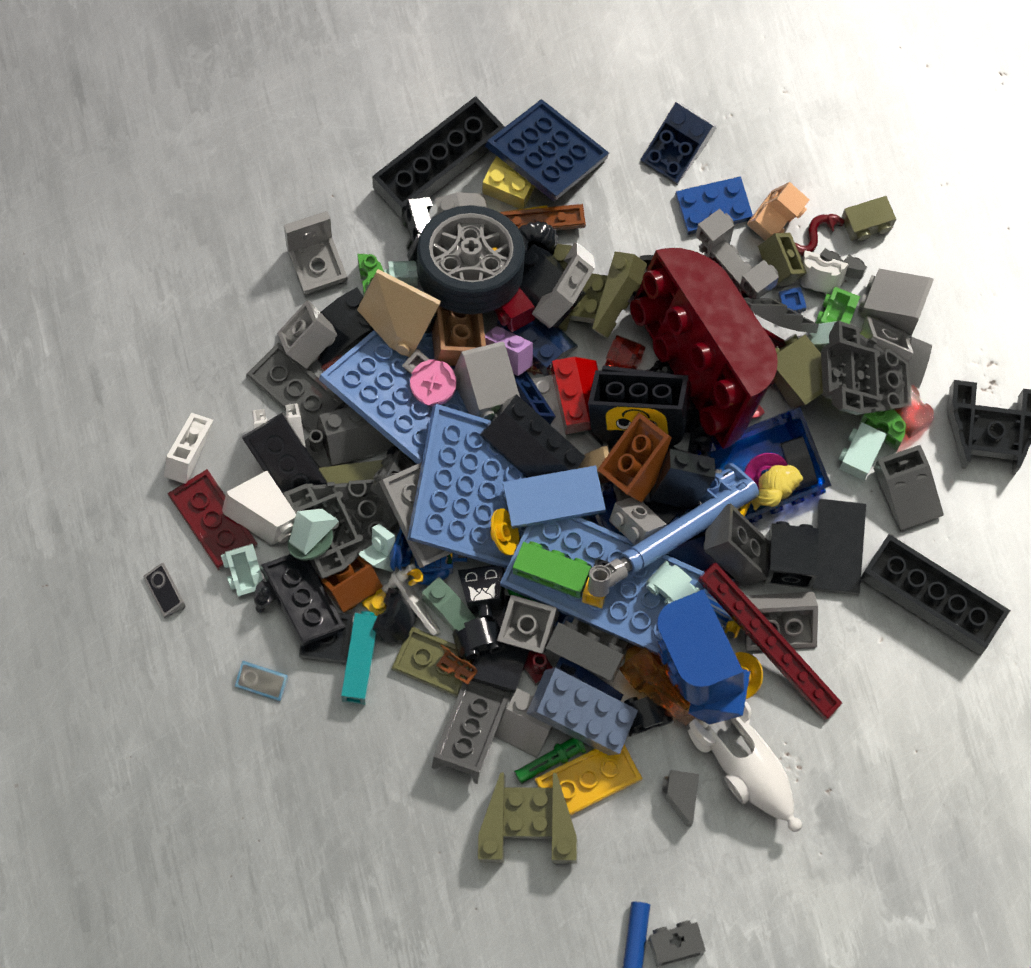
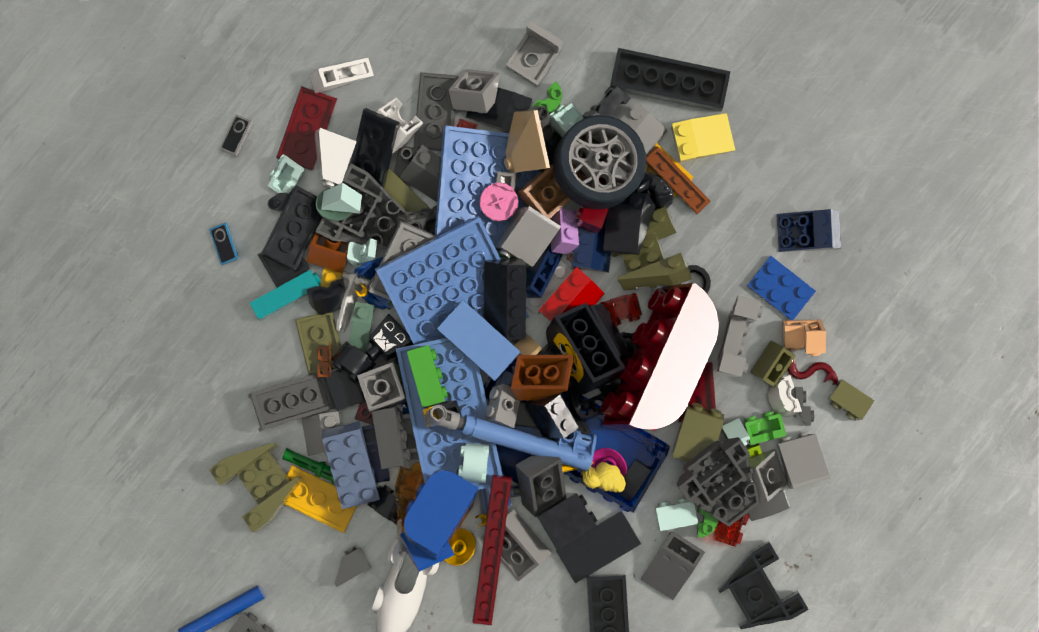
camera: 55 degrees right, 15 degrees up
(502, 533) = (427, 326): yellow dish -> none
(547, 150) = (730, 148): dark blue plate -> none
(575, 276) = (636, 240): light grey slope -> none
(781, 315) = (720, 395): dark grey slope -> none
(793, 299) = (749, 391): blue plate -> none

